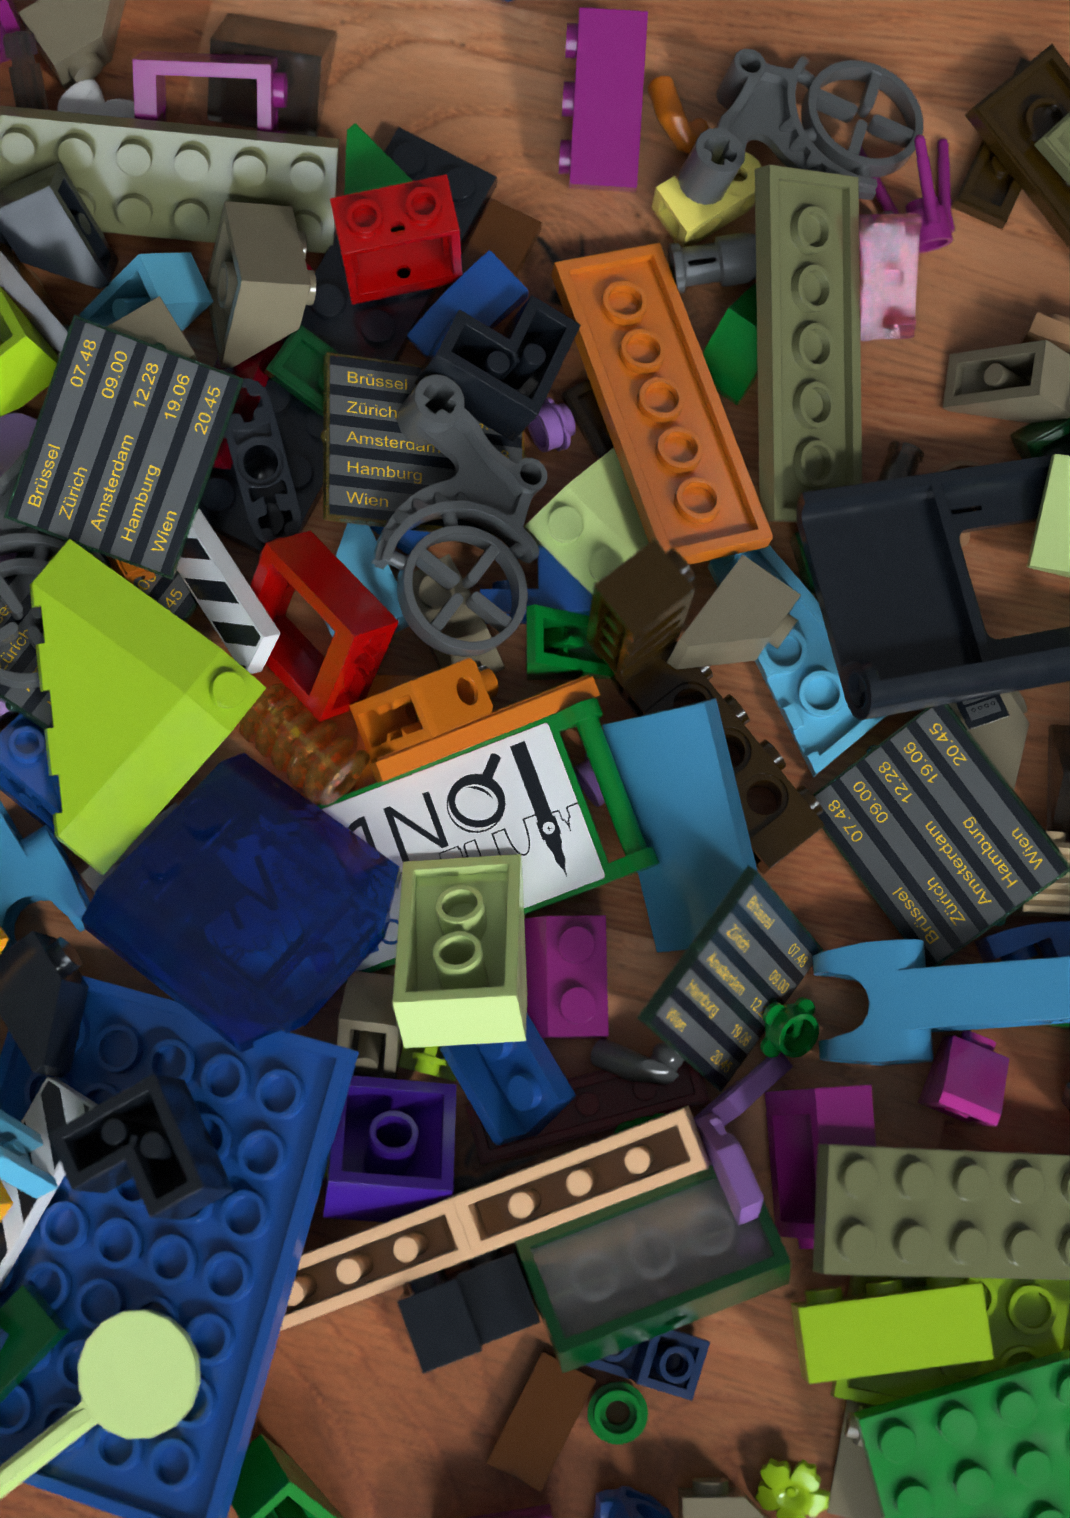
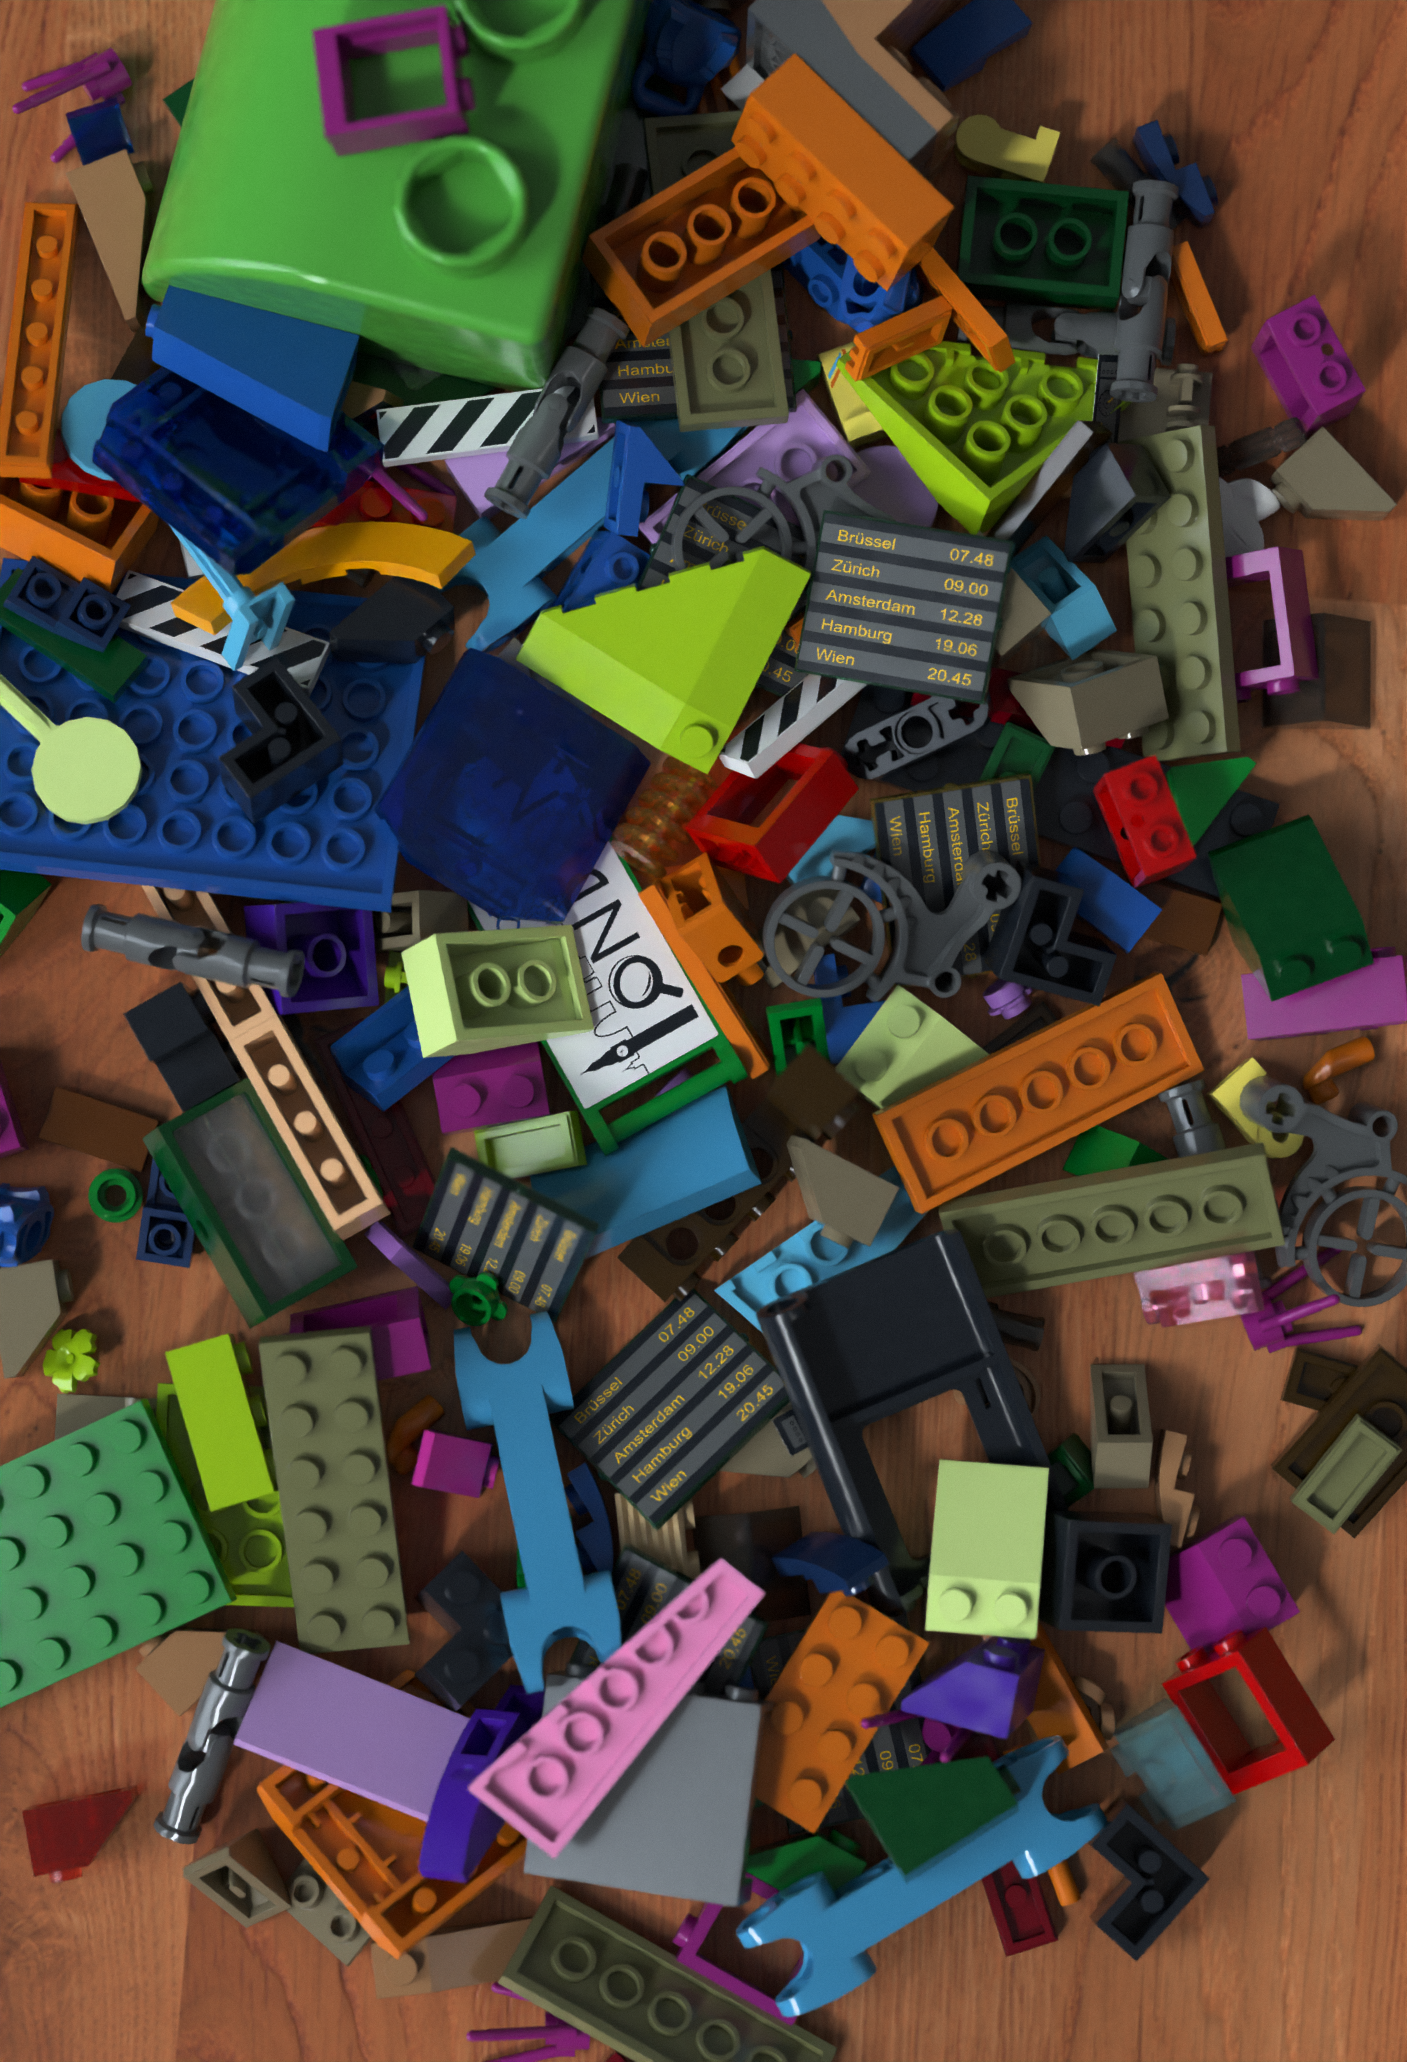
camera: 80 degrees right, 5 degrees up
(362, 1289) = (186, 949): none -> dark grey piece
(513, 116) = (1289, 908): none -> dark green slope
(635, 943) = (533, 1145): none -> lime tile
(636, 1067) = (420, 1161): dark grey arm -> none
(731, 1169) = (340, 1255): medium lavender tile -> none
(919, 1124) = (408, 1430): none -> orange arm

